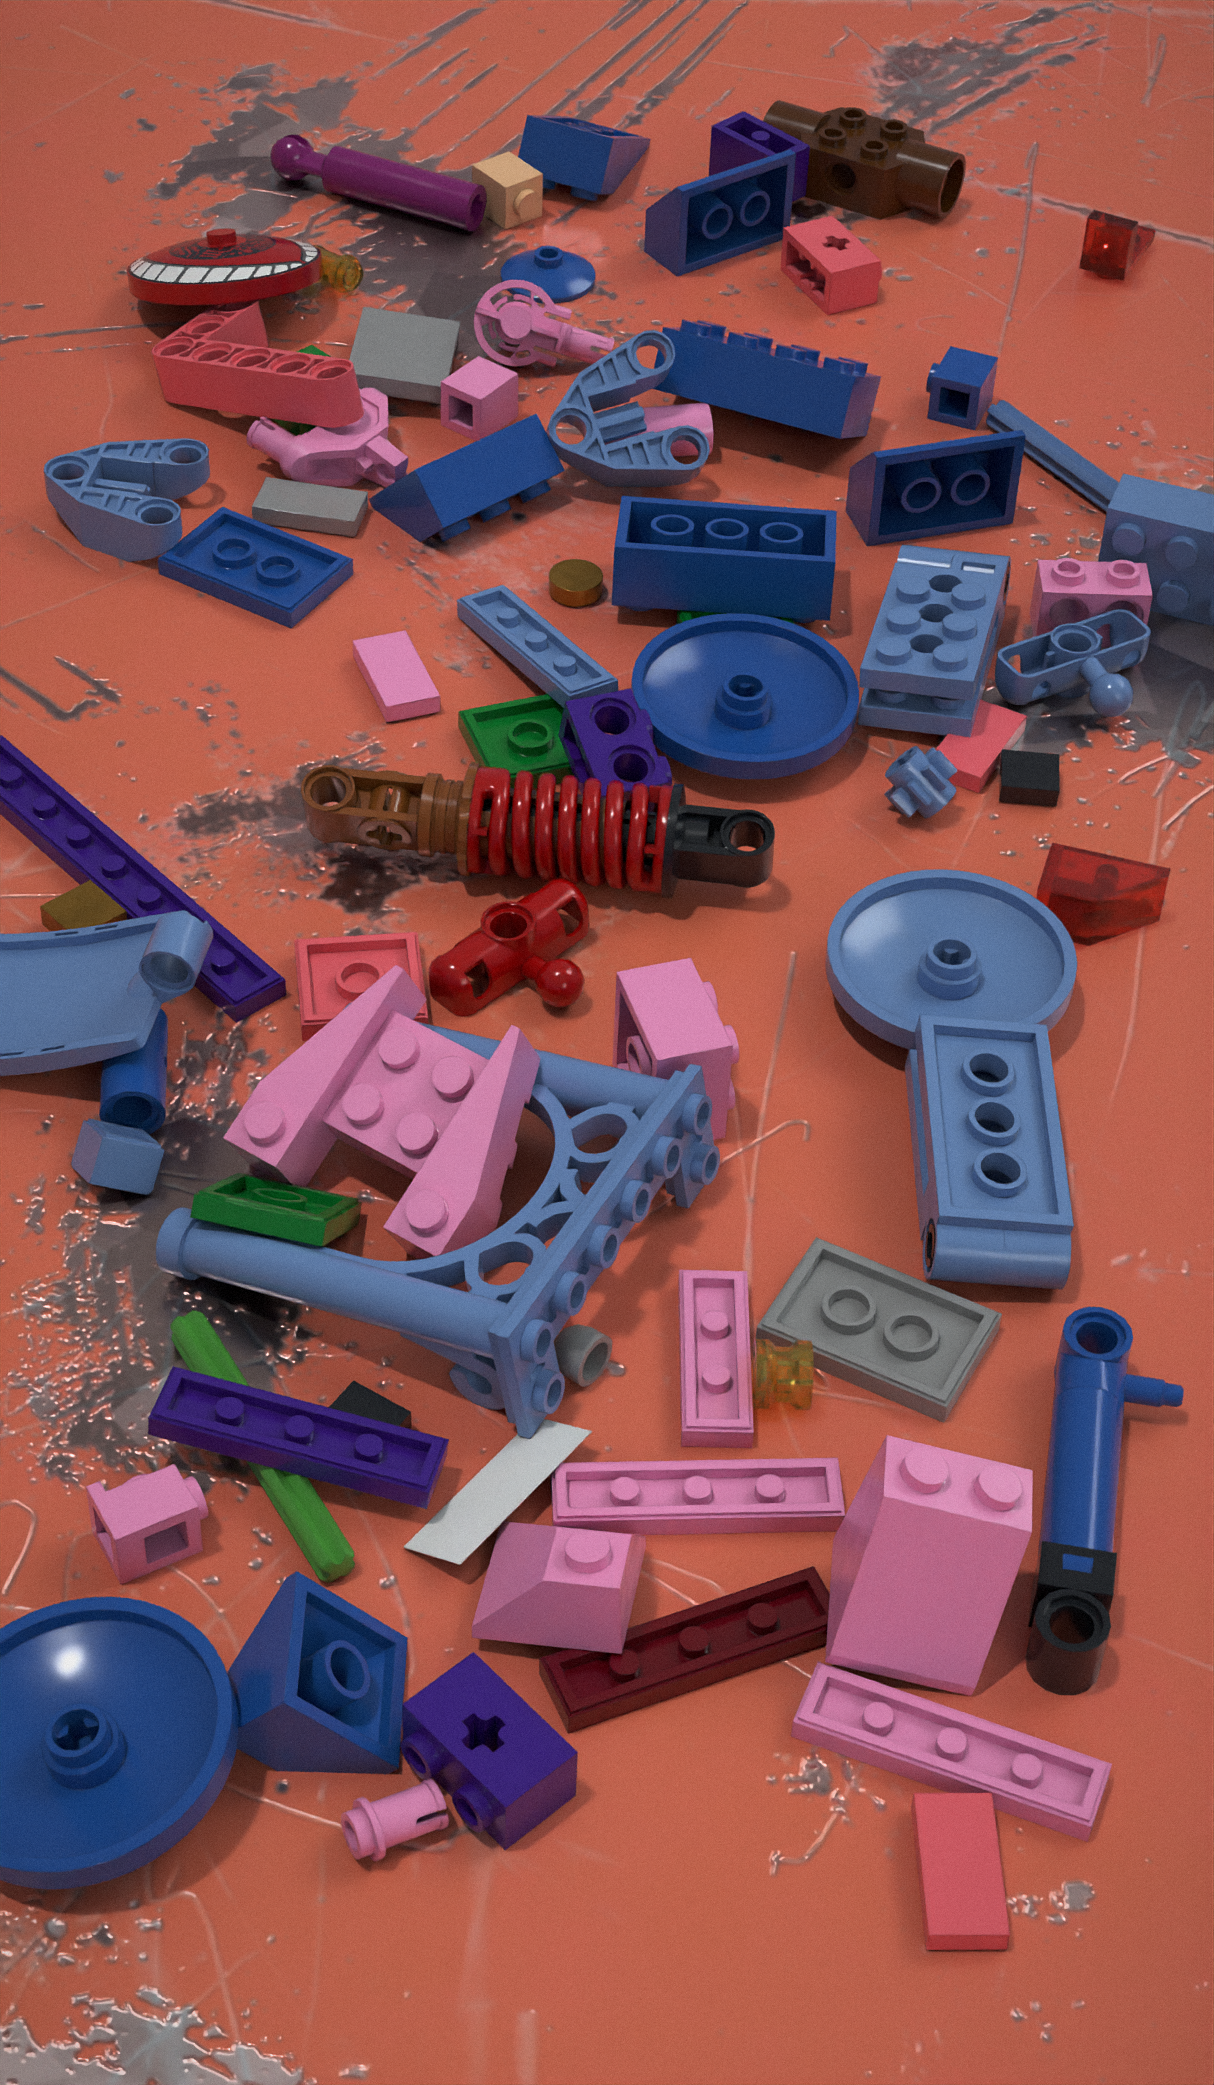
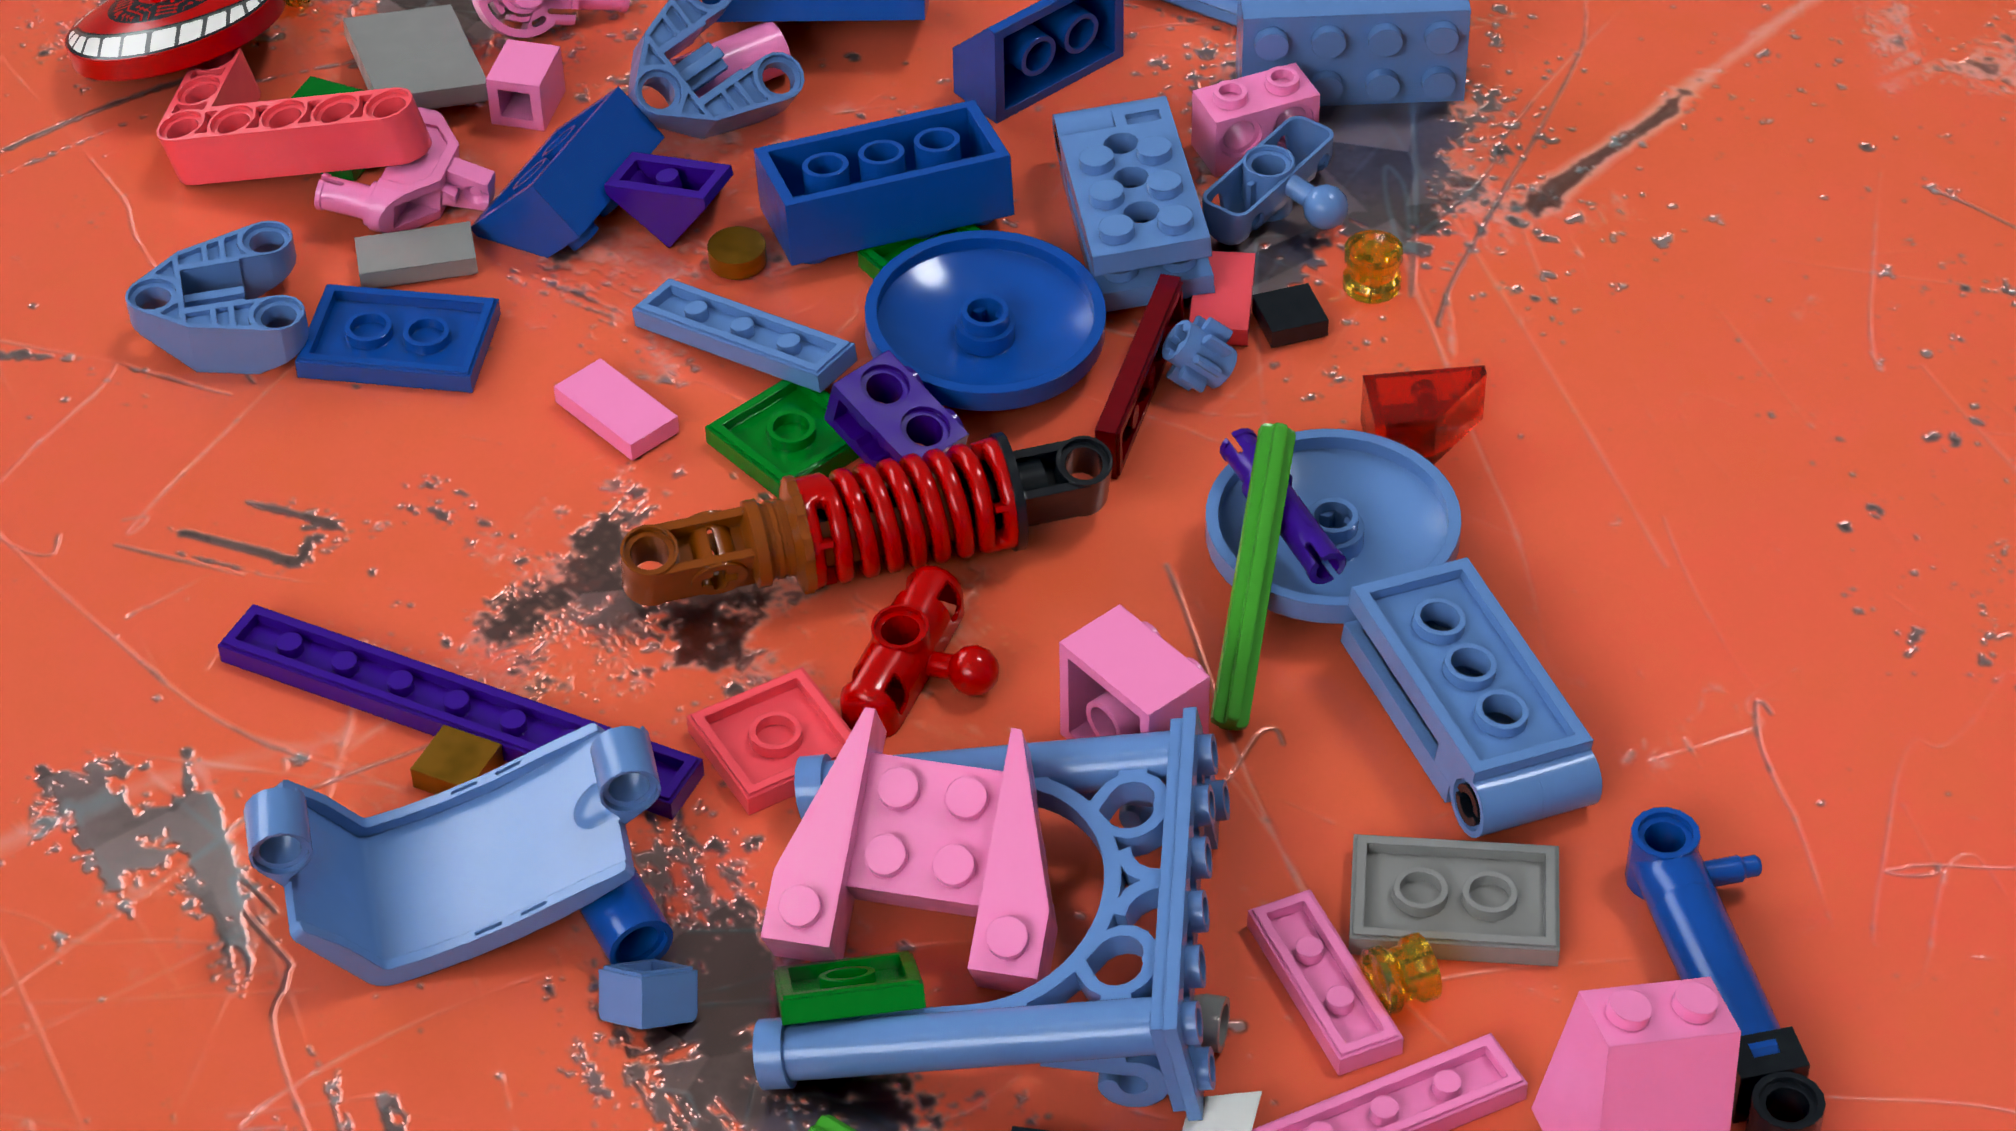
camera: 20 degrees left, 0 degrees up
(540, 515) = (666, 191): none -> dark purple slope
(841, 979) = (1253, 577): none -> bright green axle
(851, 787) = (1140, 372): none -> dark red tile
(900, 911) = (1298, 525): none -> dark purple pin
(1127, 758) = (1372, 266): none -> clear yellow wheel

